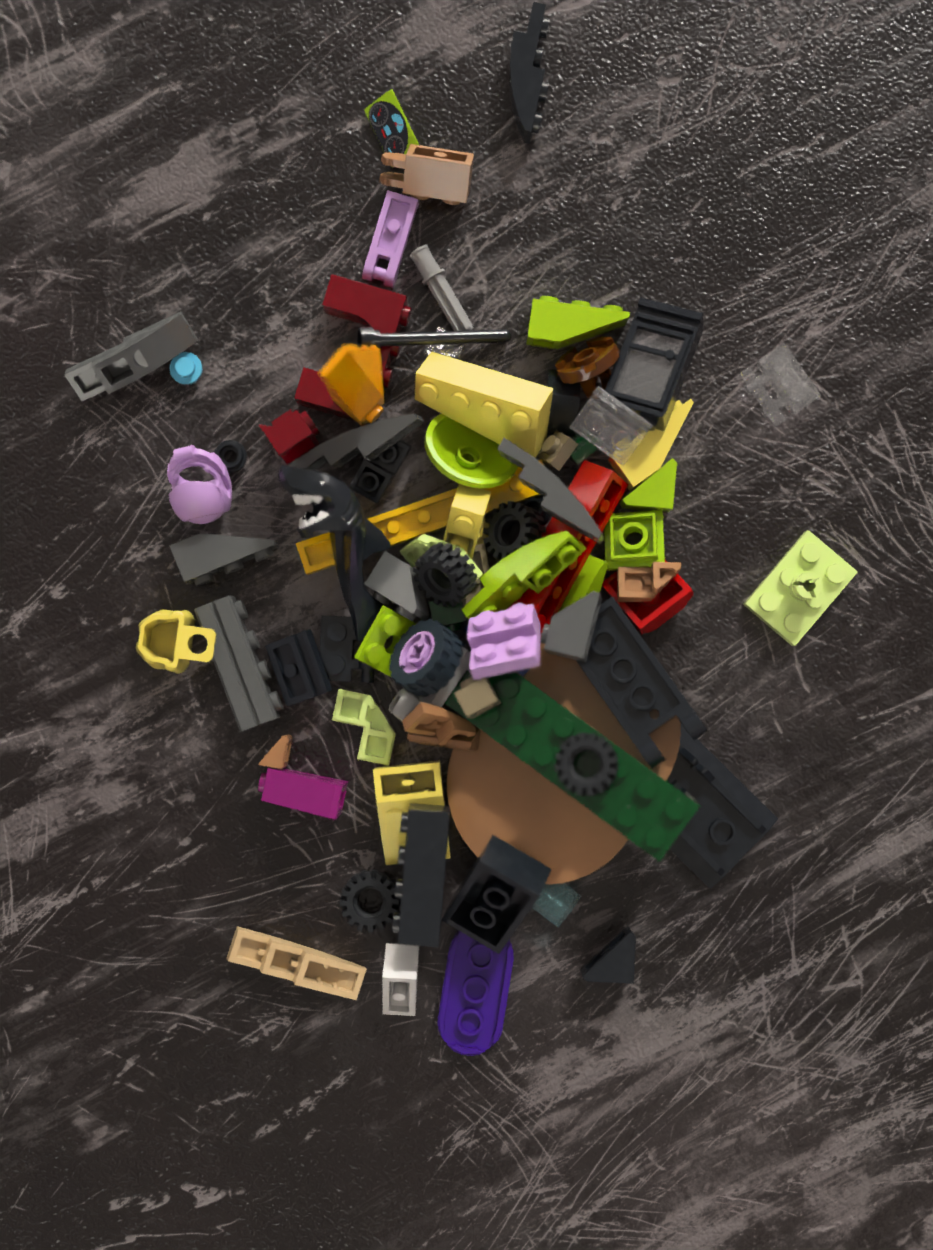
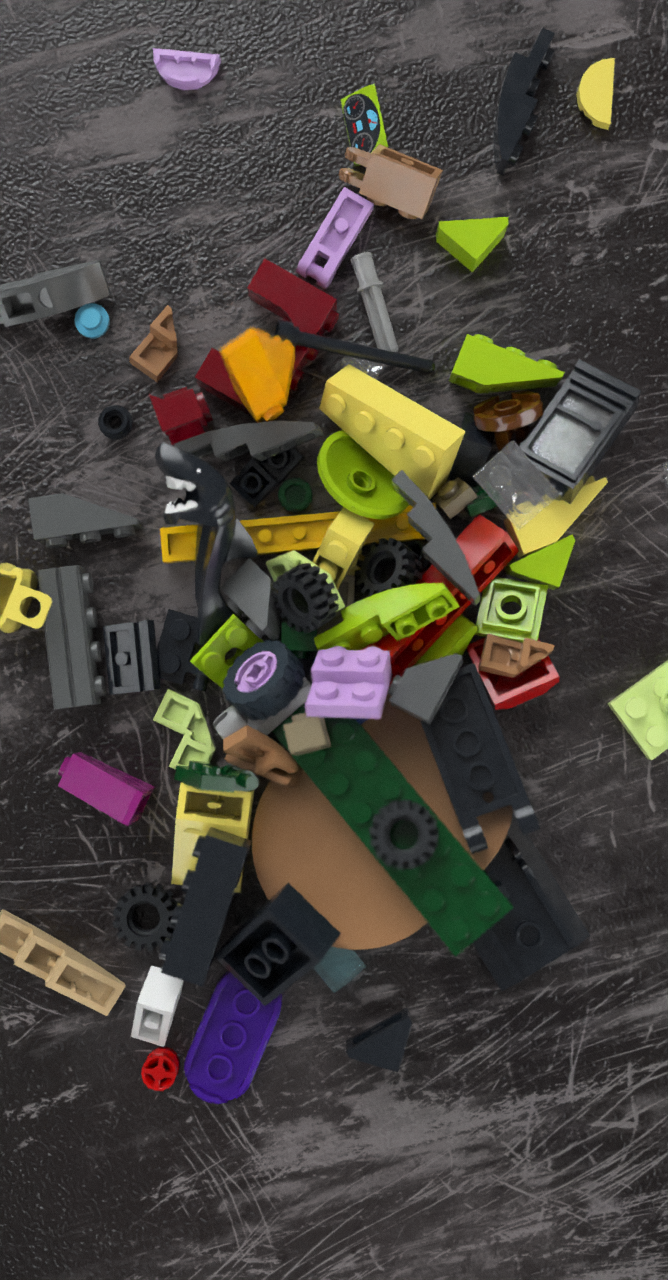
camera: 15 degrees right, 0 degrees up
(199, 500) = (70, 459): lavender helmet -> none
(215, 115) = (186, 69): none -> lavender tile
(253, 378) = (158, 348): none -> medium nougat slope
(279, 753) = (88, 743): medium nougat slope -> none
(404, 757) = (215, 778): none -> dark green plate
(411, 483) = (295, 495): none -> dark green tile
(417, 1042) = (156, 1076): none -> red wheel
(515, 210) = (471, 239): none -> lime slope
(596, 47) = (596, 93): none -> light yellow tile

